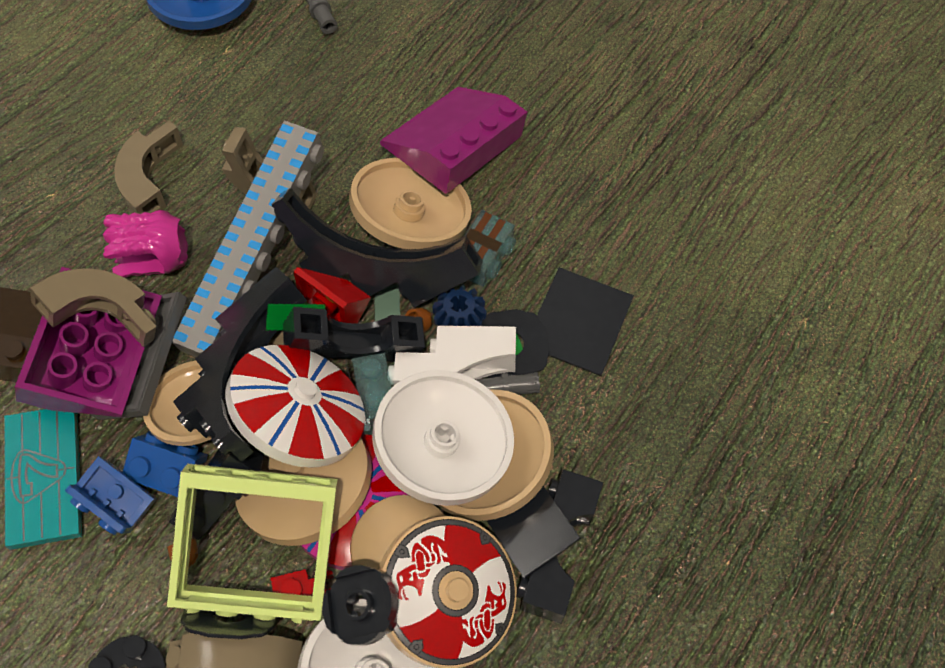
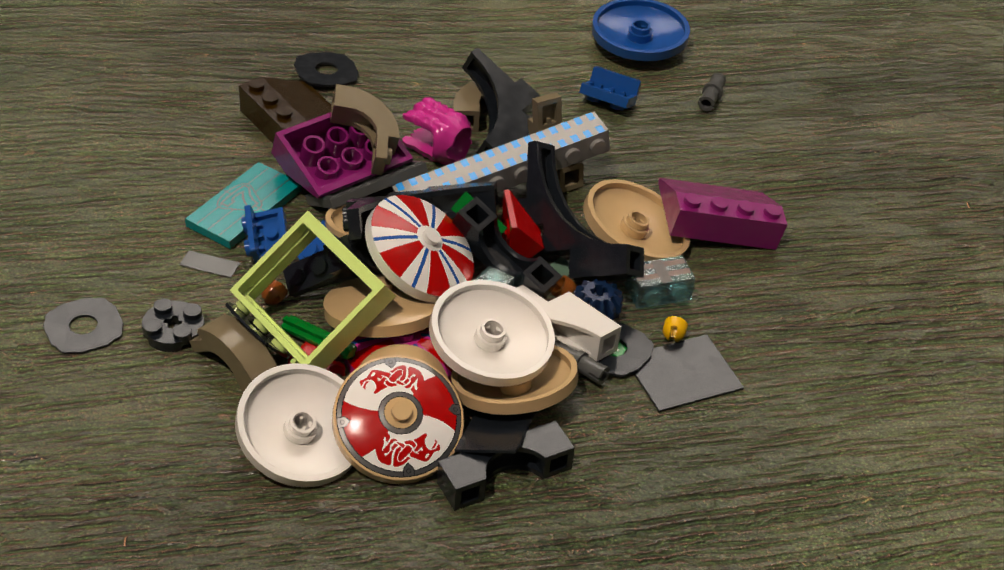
camera: 45 degrees right, 20 degrees down
(81, 571) = (209, 263): none -> sticker
(178, 164) = (505, 100): none -> black arch
(238, 70) = (611, 87): none -> blue bracket
(273, 565) = (313, 334): none -> green axle
(379, 614) = (333, 367): black plate -> none
(538, 284) = (680, 328): none -> yellow hinge

